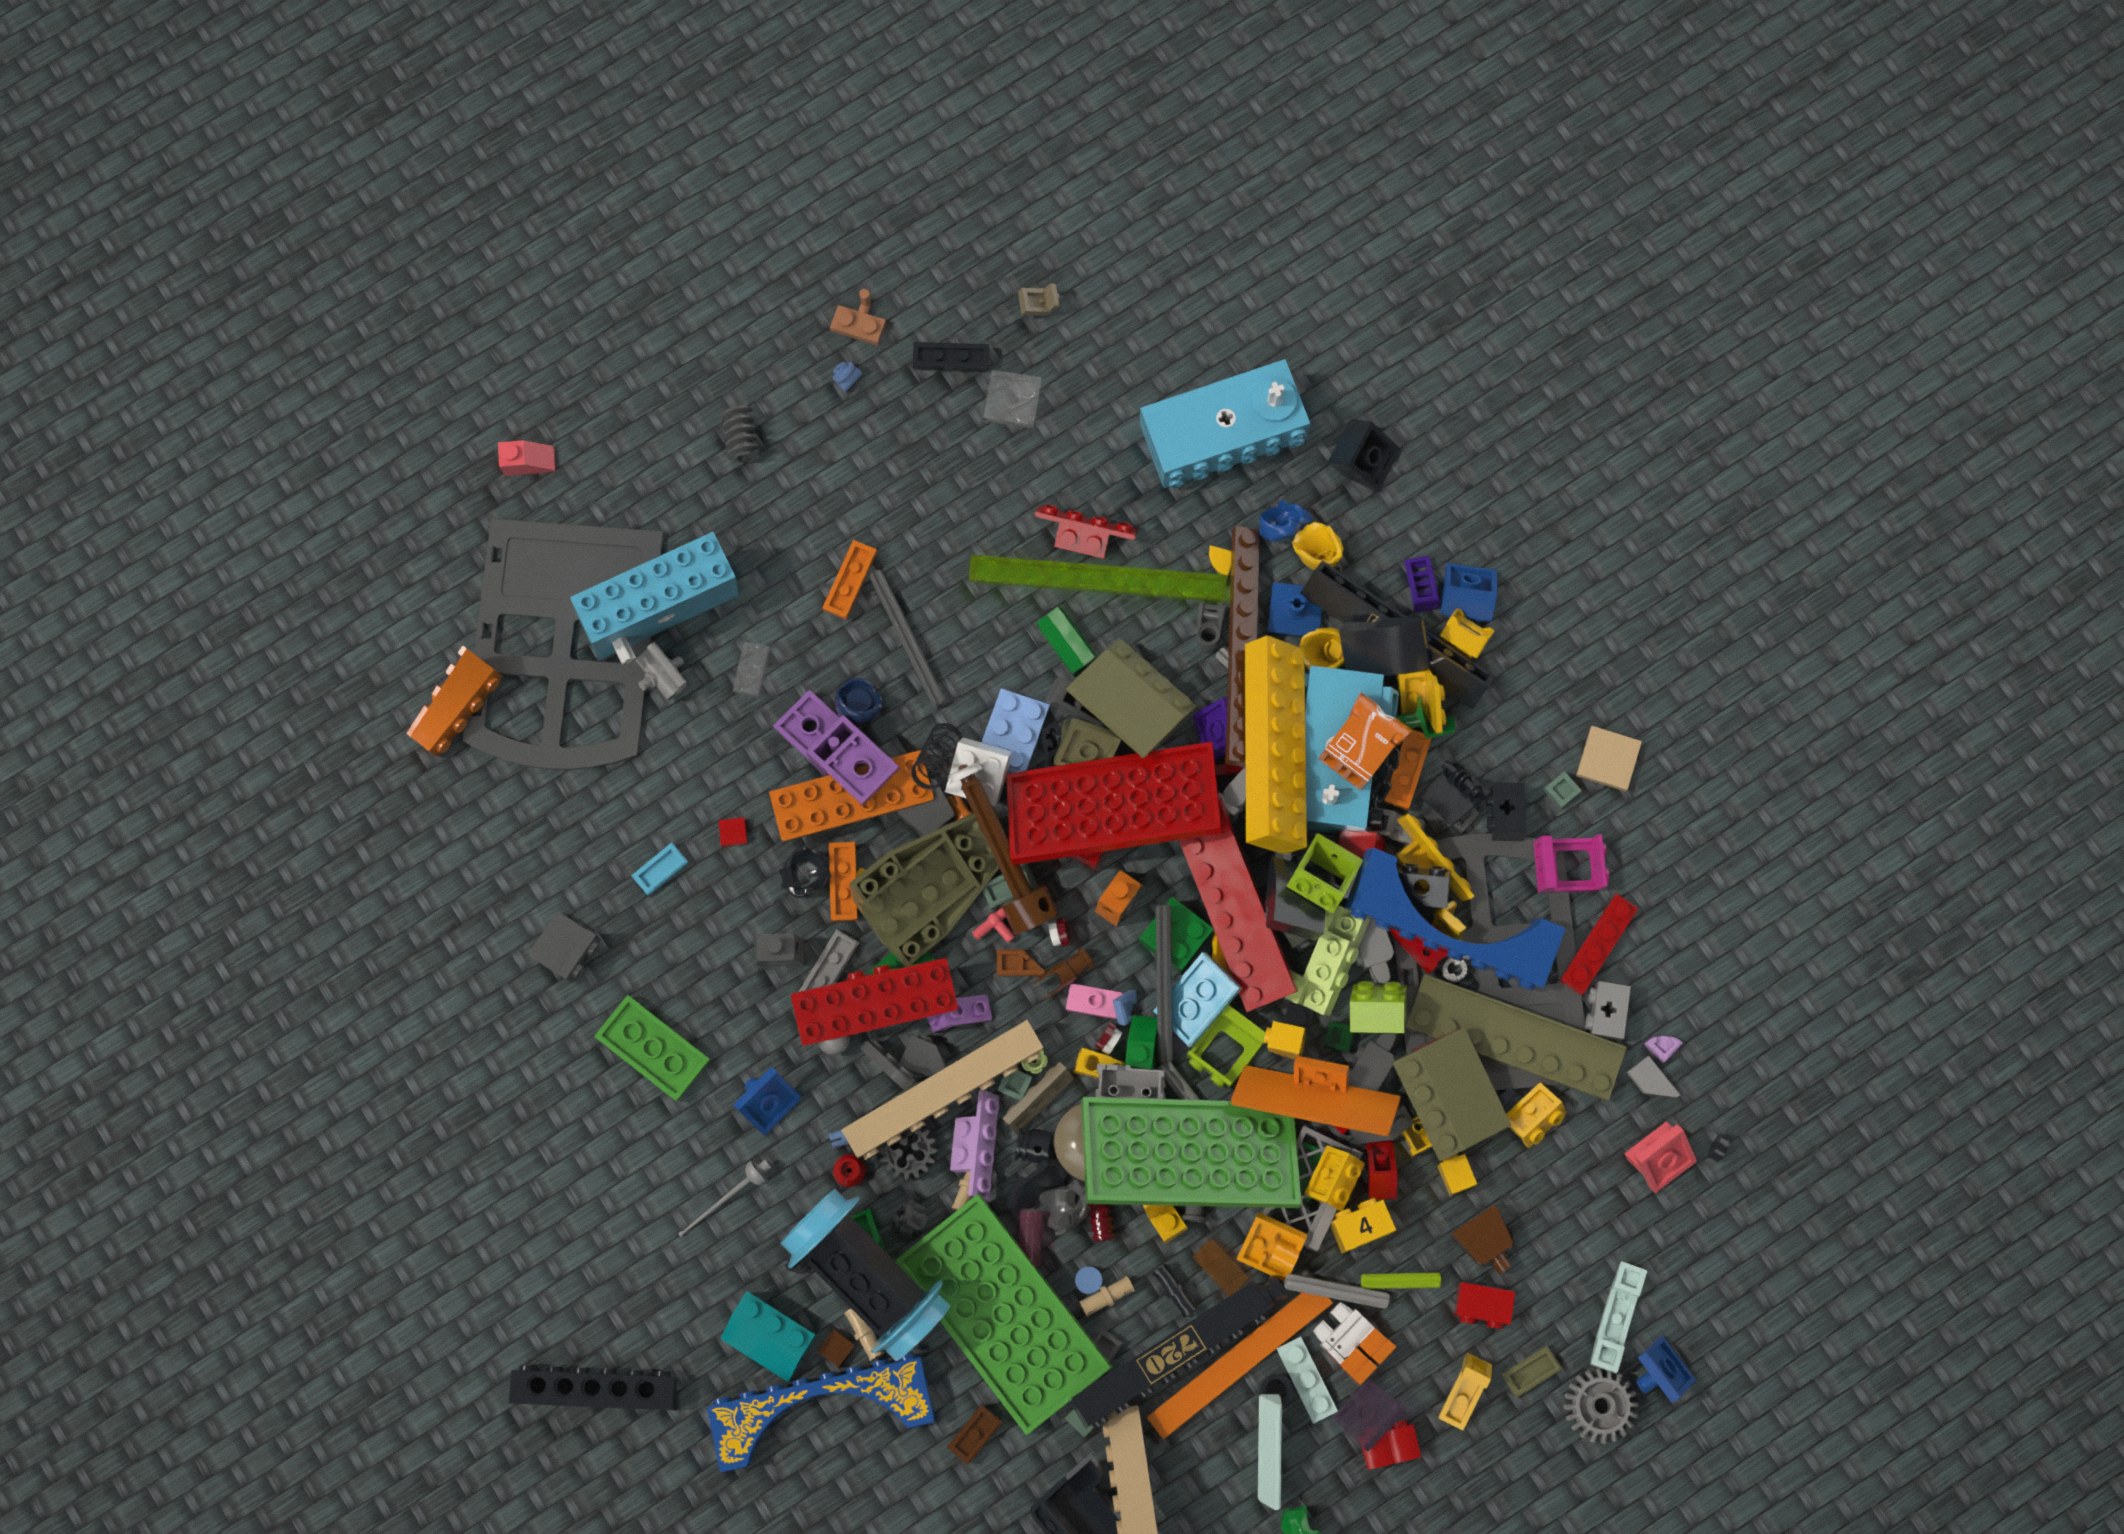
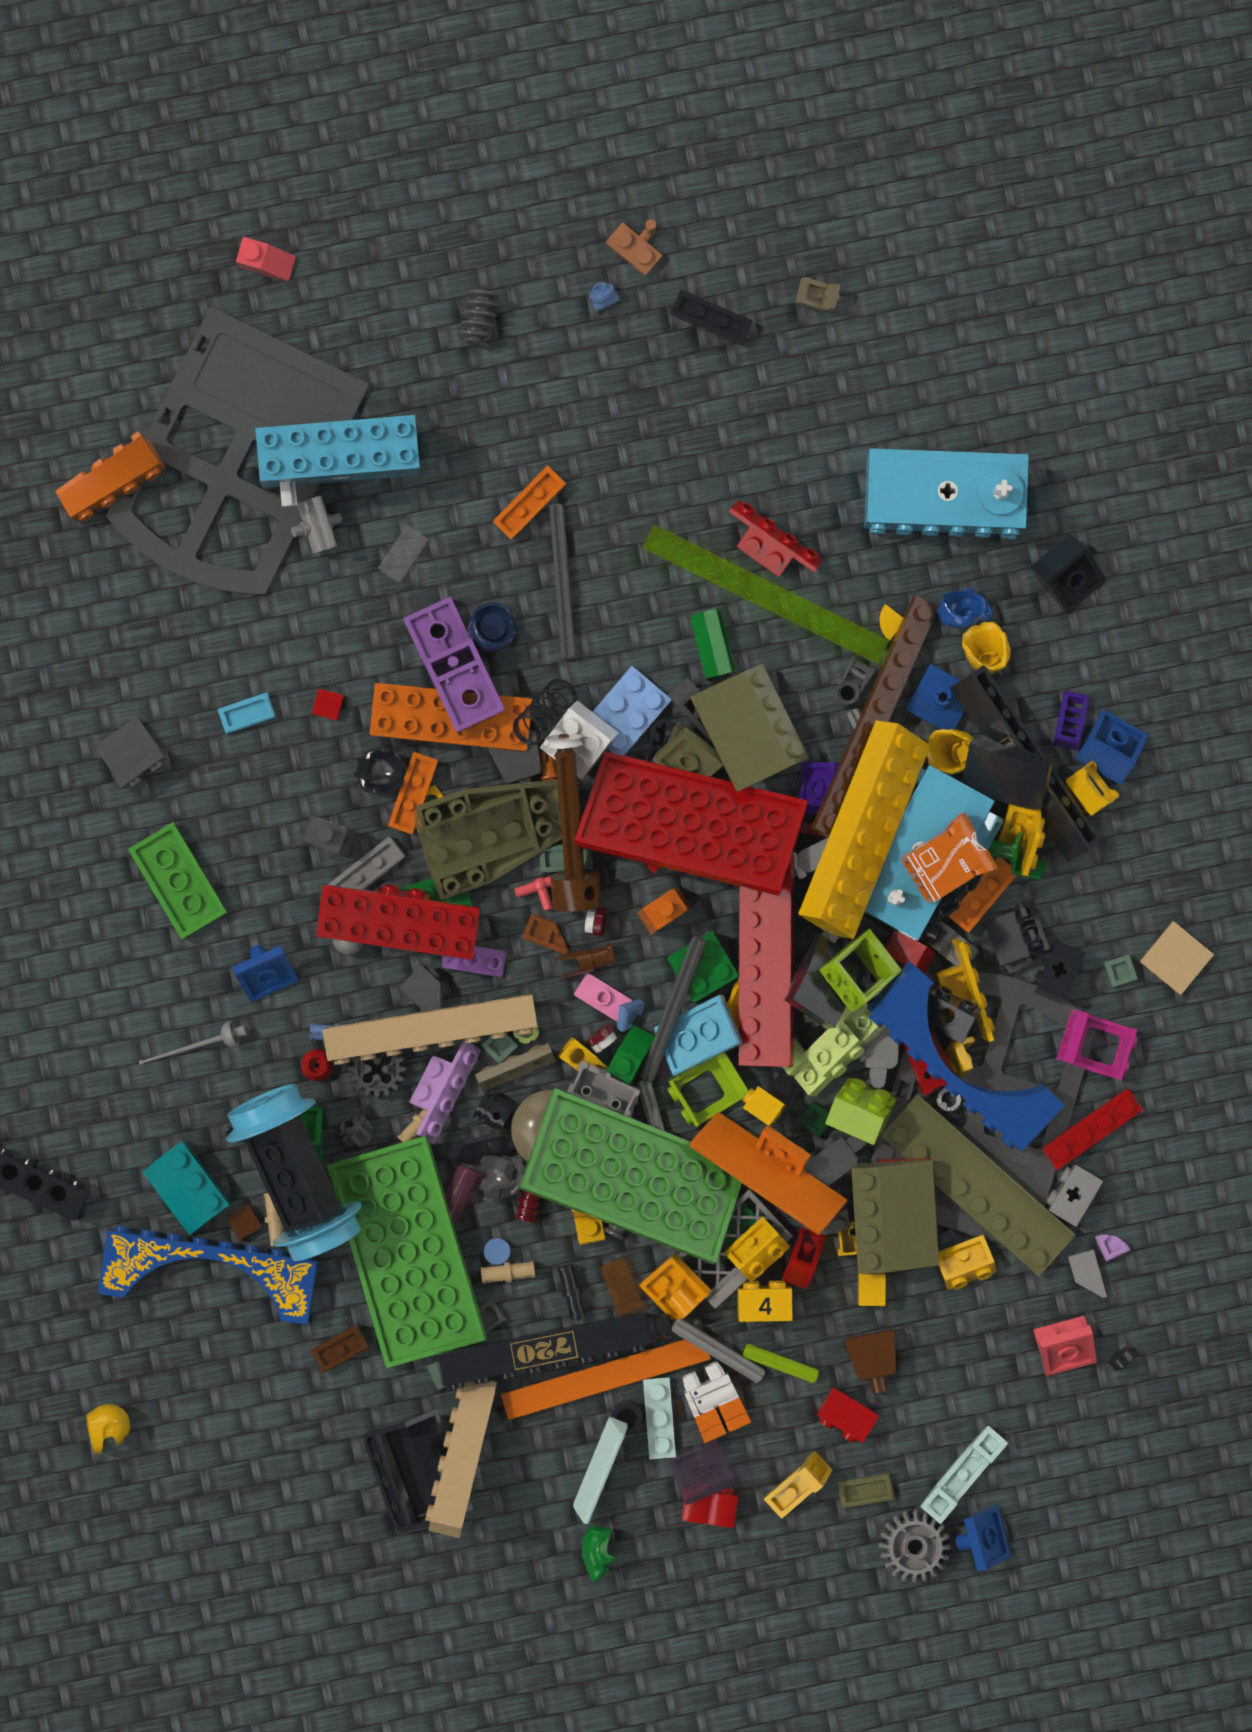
camera: 20 degrees right, 10 degrees up
(888, 1064) = (388, 984): dark grey plate -> none
(1012, 399) = (754, 384): clear plate -> none

